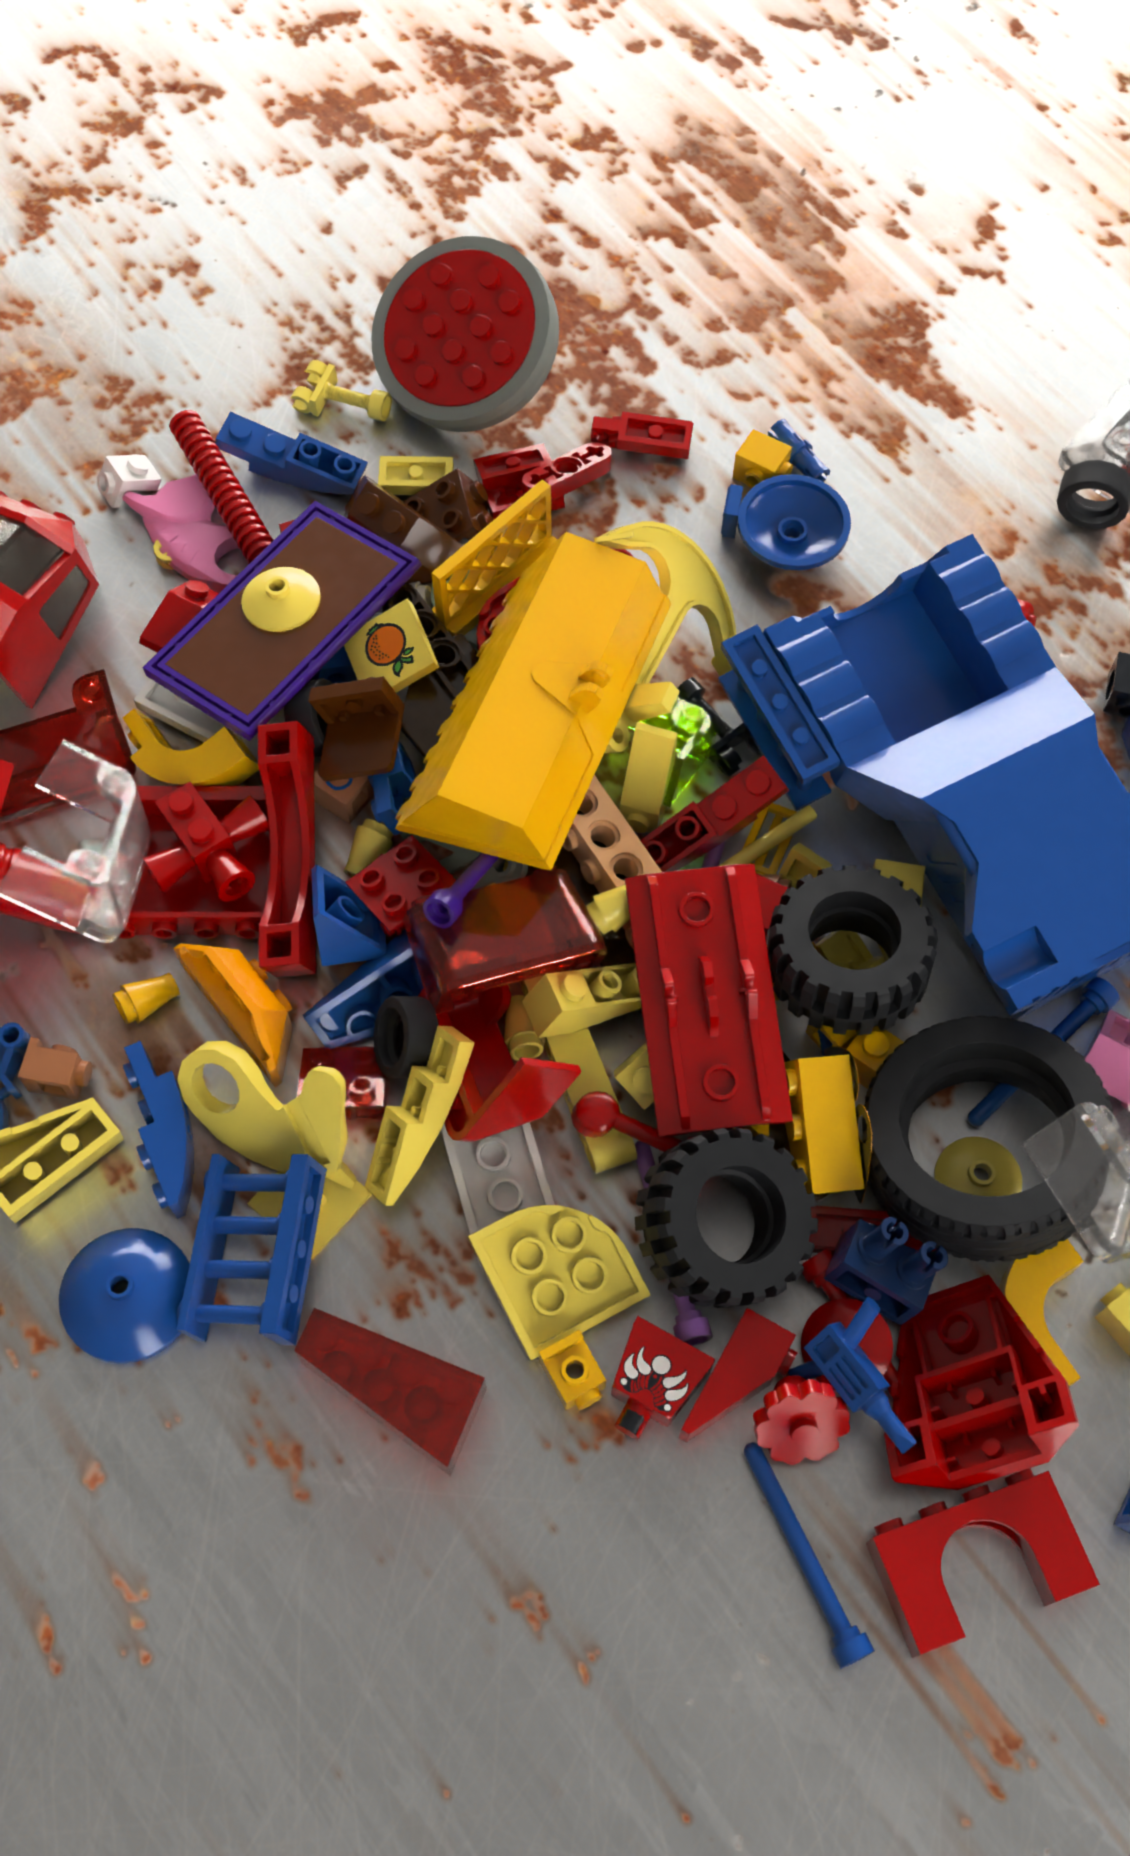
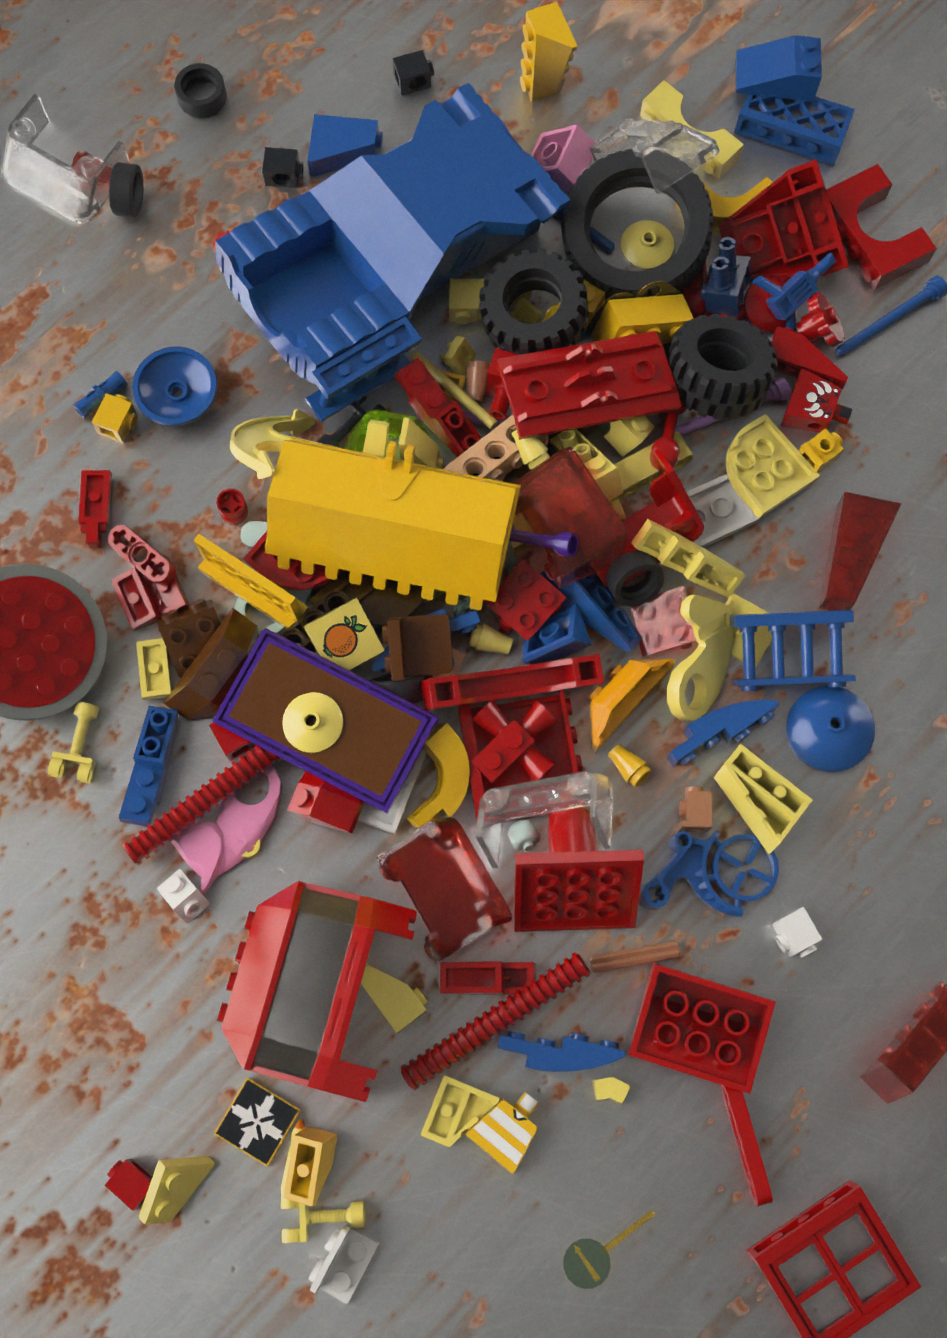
camera: 100 degrees left, 10 degrees up
(731, 511) = (163, 433): blue tile -> none

